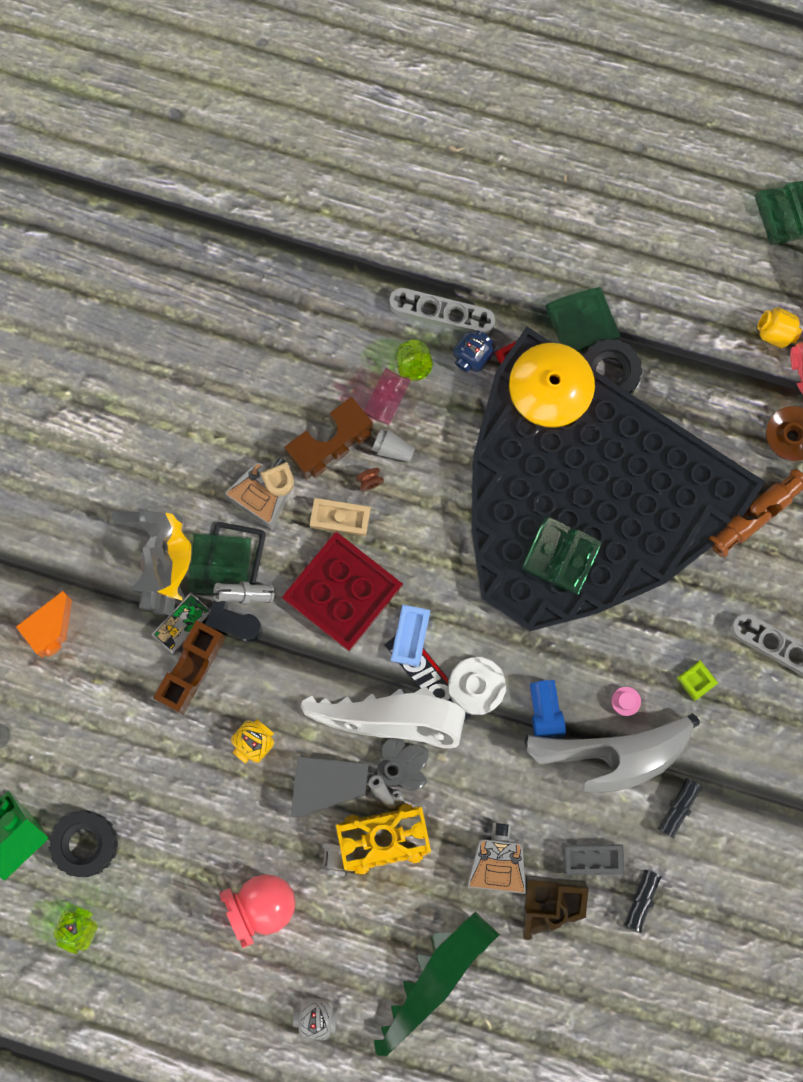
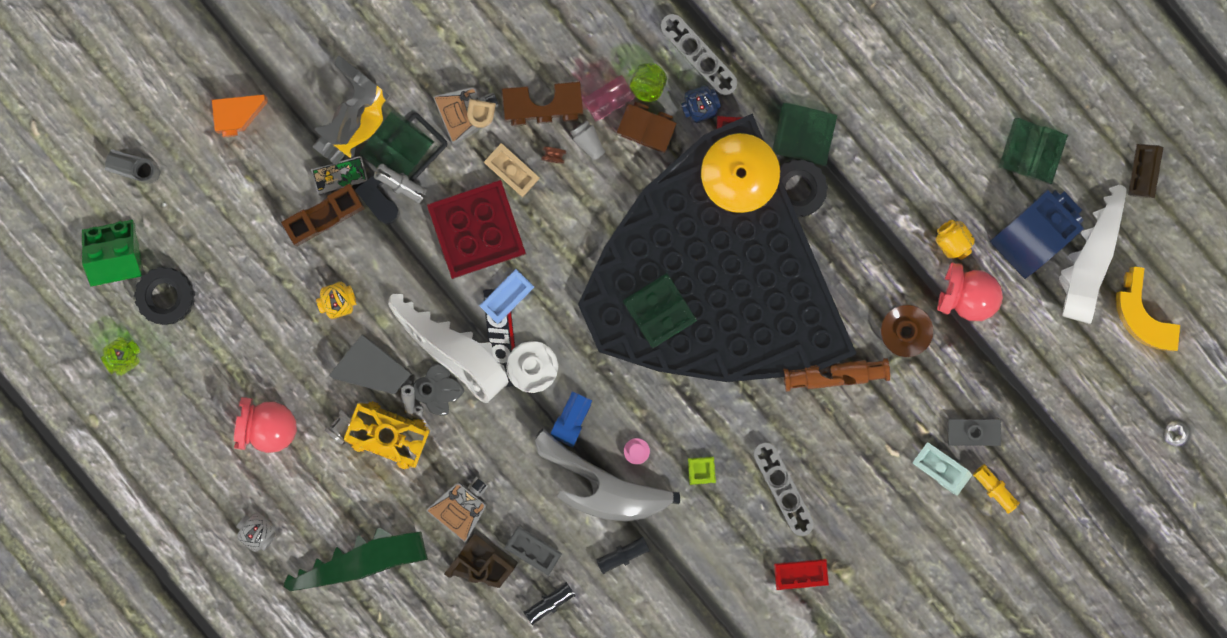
camera: 30 degrees right, 10 degrees up
(438, 402) = (646, 128): none -> reddish brown brick

